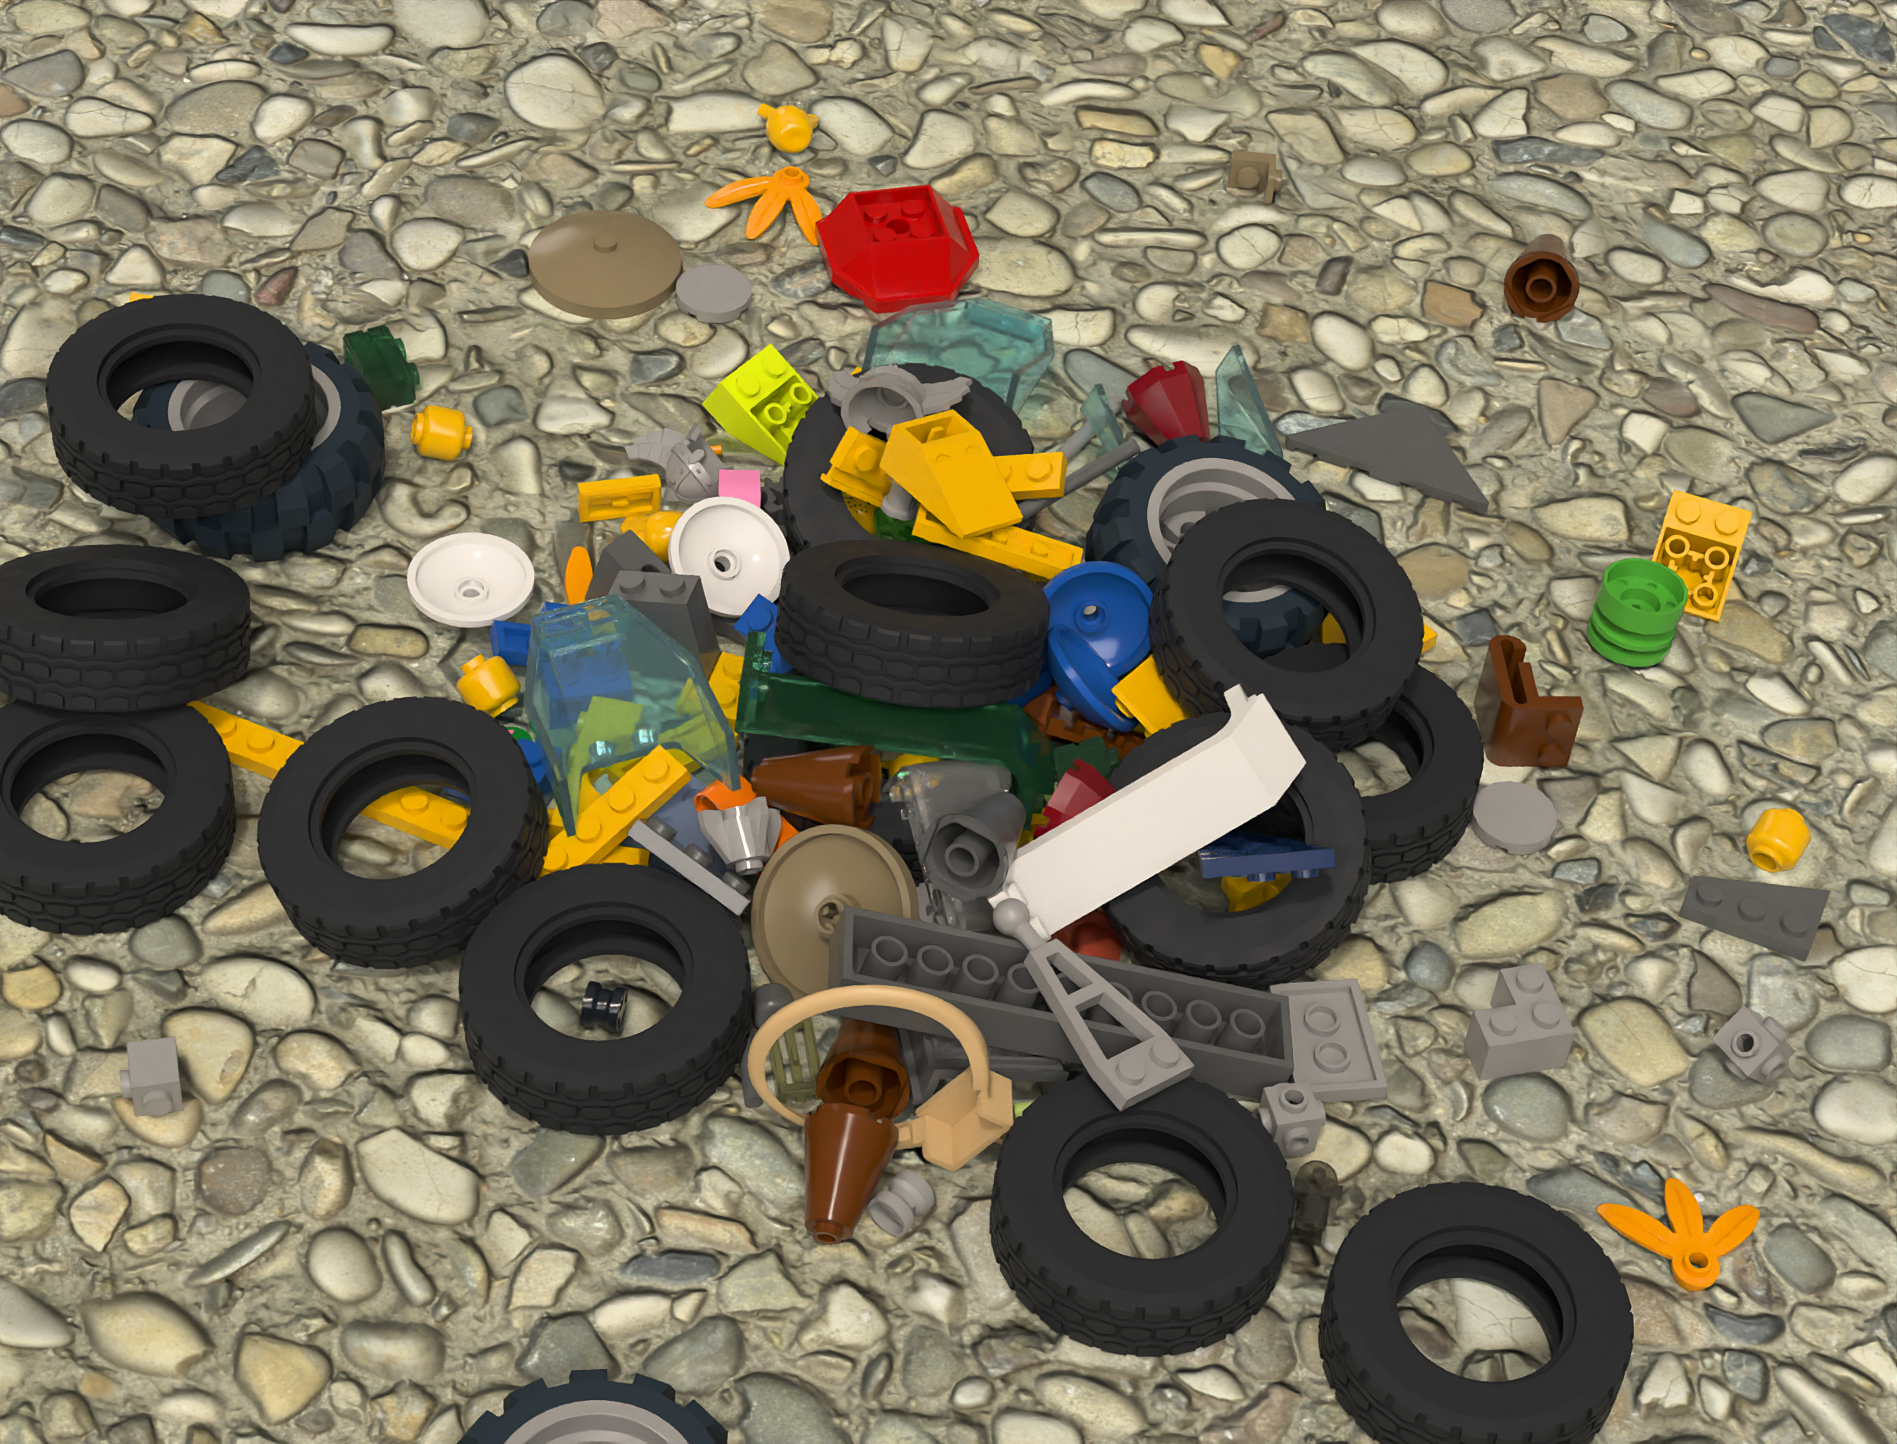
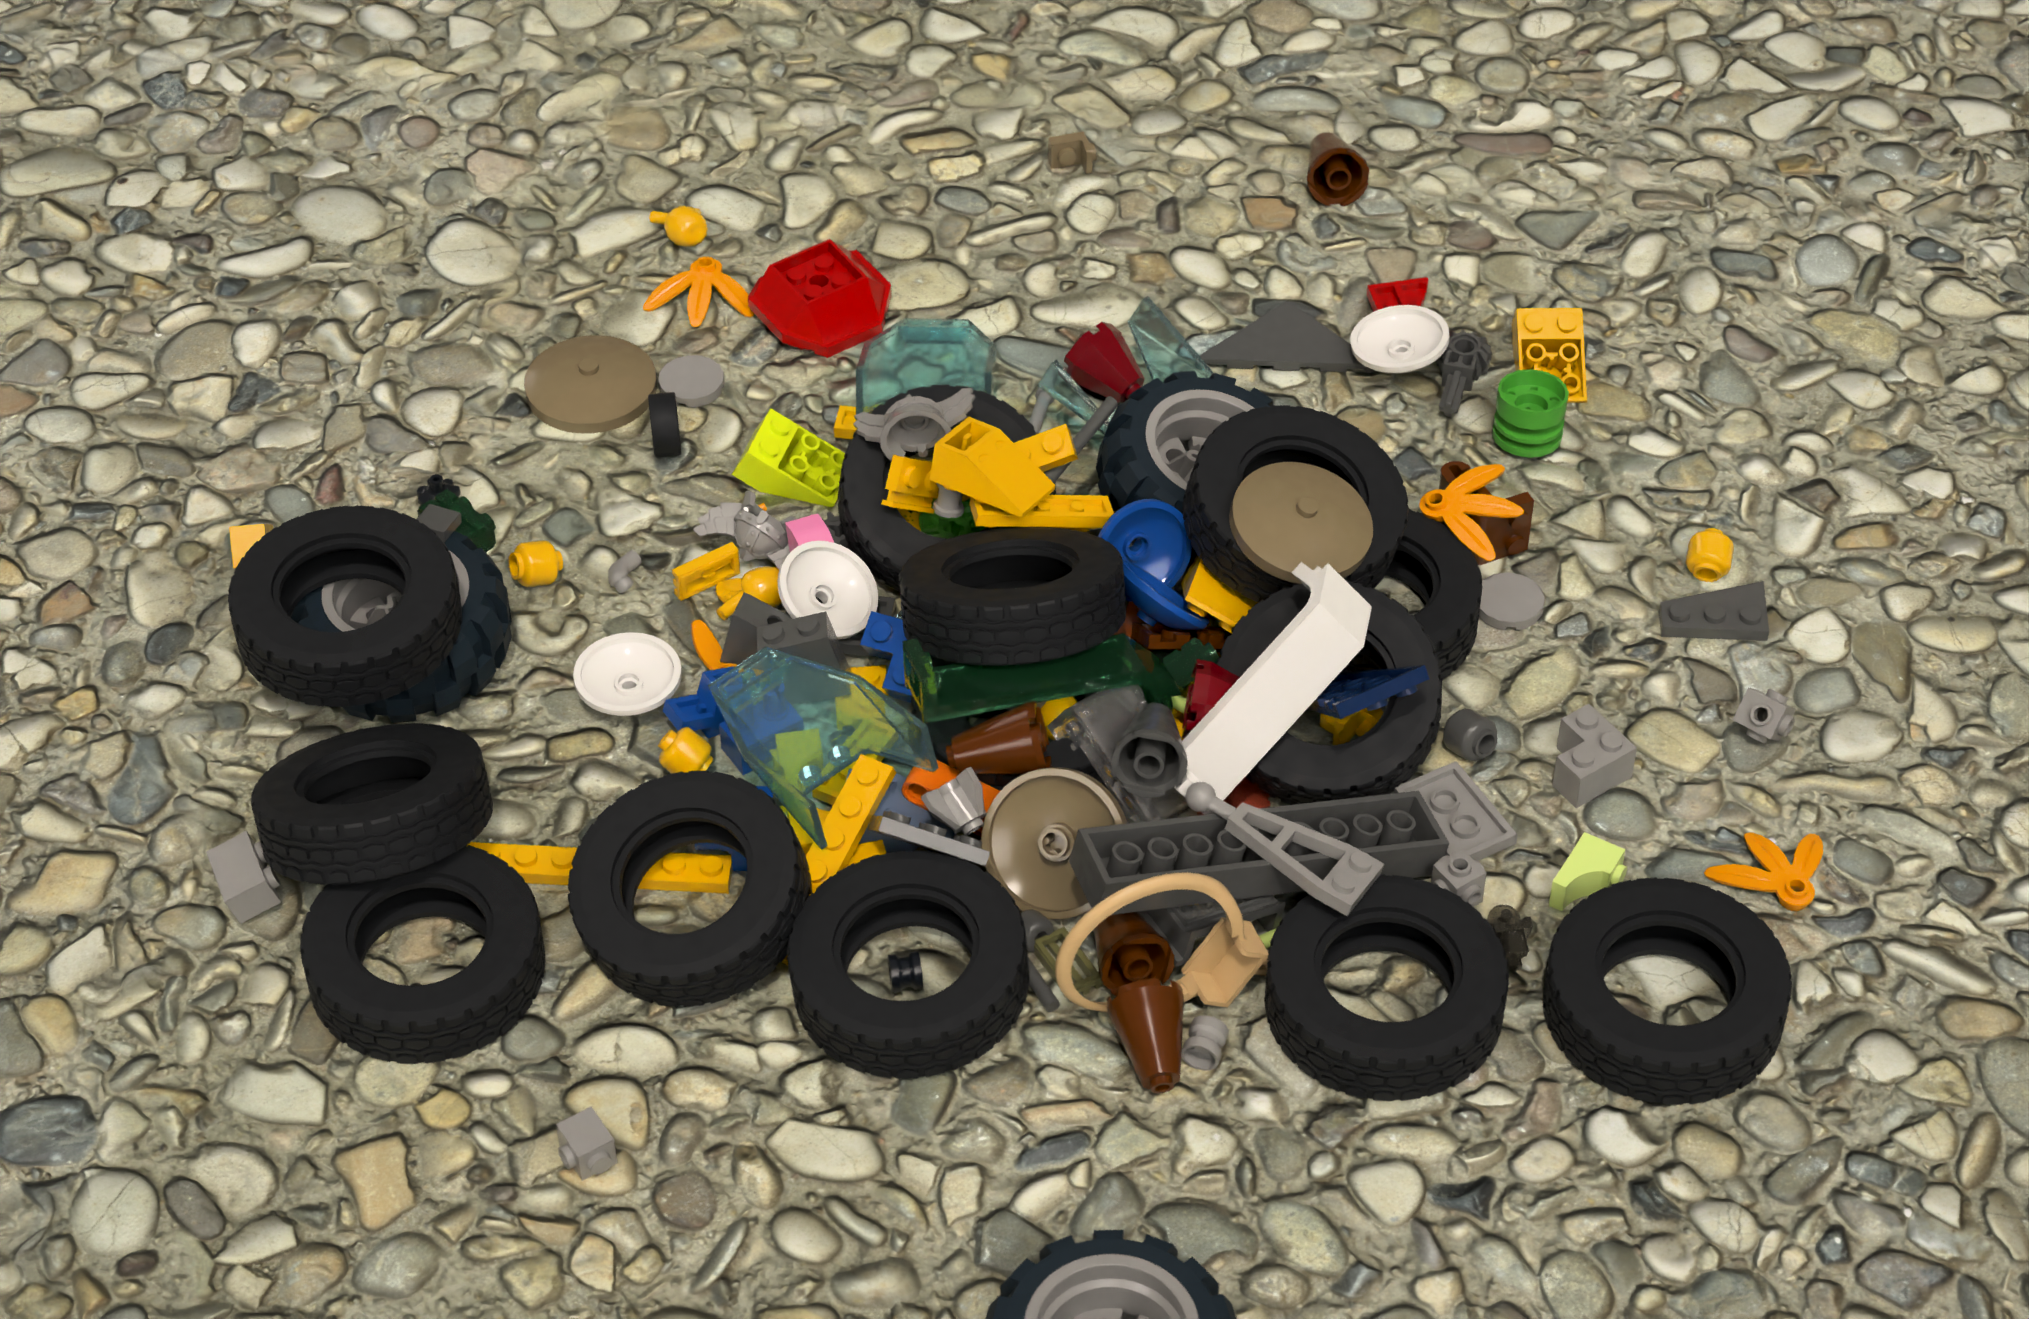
camera: 15 degrees left, 0 degrees up
(335, 351) = (440, 520): none -> dark grey tile
(382, 316) = (436, 486): none -> black plant
(531, 467) = (618, 571): none -> light grey arm
(653, 328) = (664, 424): none -> black tyre
(1274, 638) = (1297, 516): none -> dark tan dish
(1389, 954) = (1470, 735): none -> dark grey head
(1452, 1154) = (1587, 870): none -> yellowish green arch
(1483, 682) = (1456, 500): none -> light orange plant
(1523, 483) = (1399, 339): none -> white dish
(1547, 447) = (1397, 293): none -> red wing
(1586, 533) = (1460, 365): none -> dark grey gear

